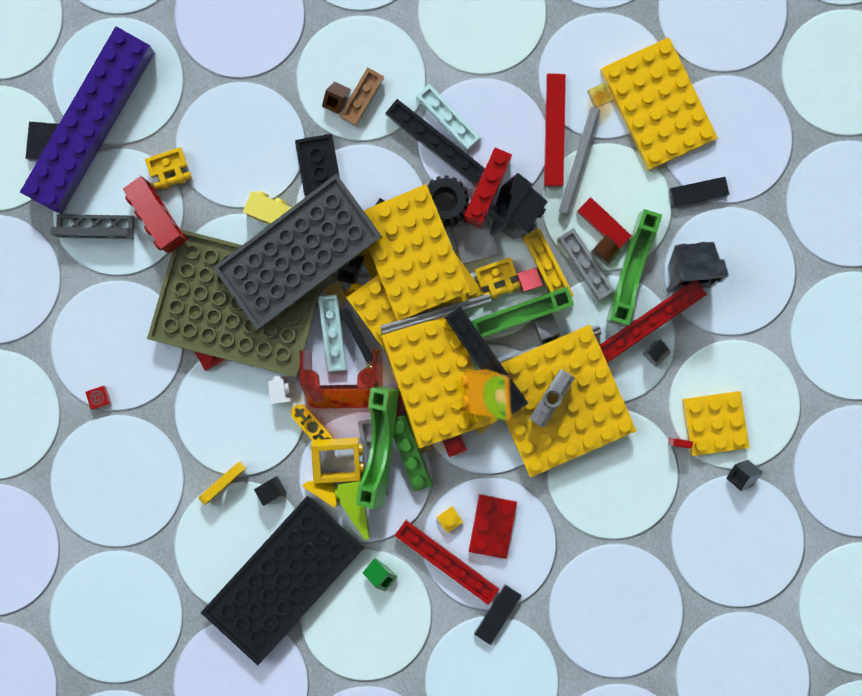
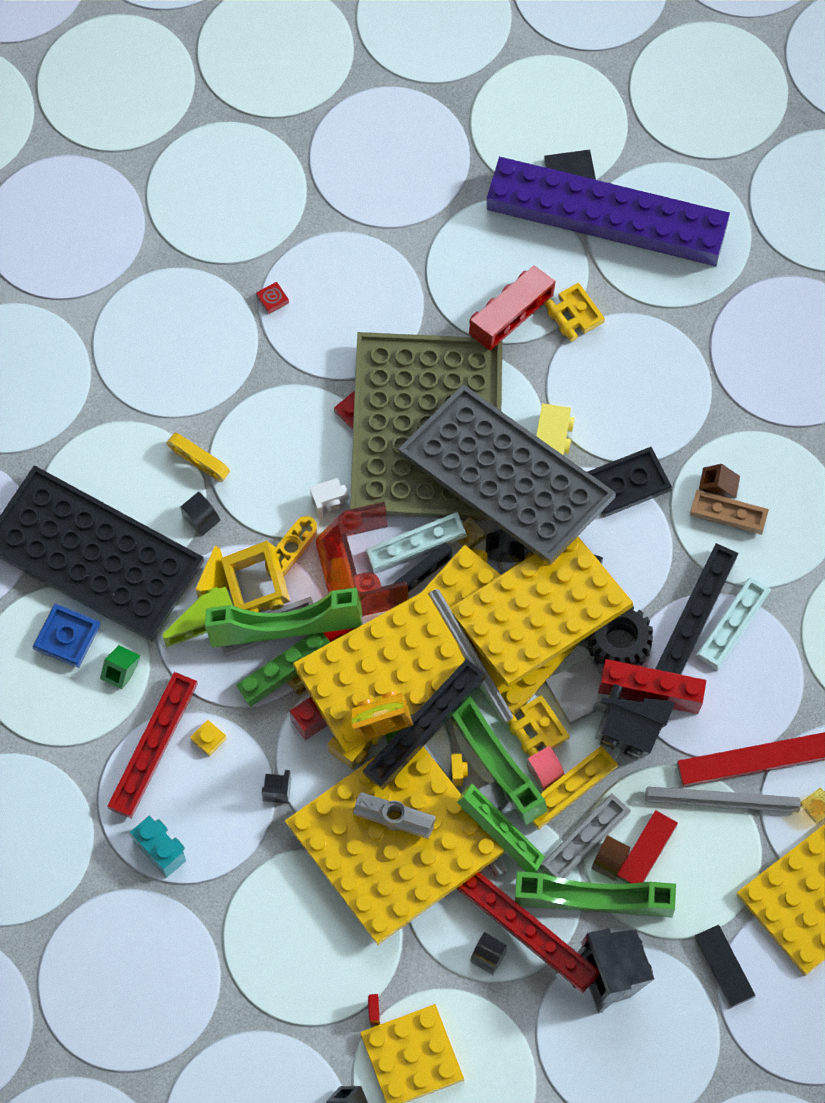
camera: 80 degrees right, 20 degrees down
(94, 230) = (470, 230): dark grey fence -> none
(345, 610) = (66, 635): none -> blue plate
(492, 526) = (210, 793): red plate -> none
(497, 614) = (95, 824): black tile -> none
(500, 477) = (277, 787): none -> black panel
(517, 342) = (459, 770): none -> yellow plate
(527, 573) = (155, 843): none -> teal brick
(574, 323) = (500, 829): none -> bright green plate

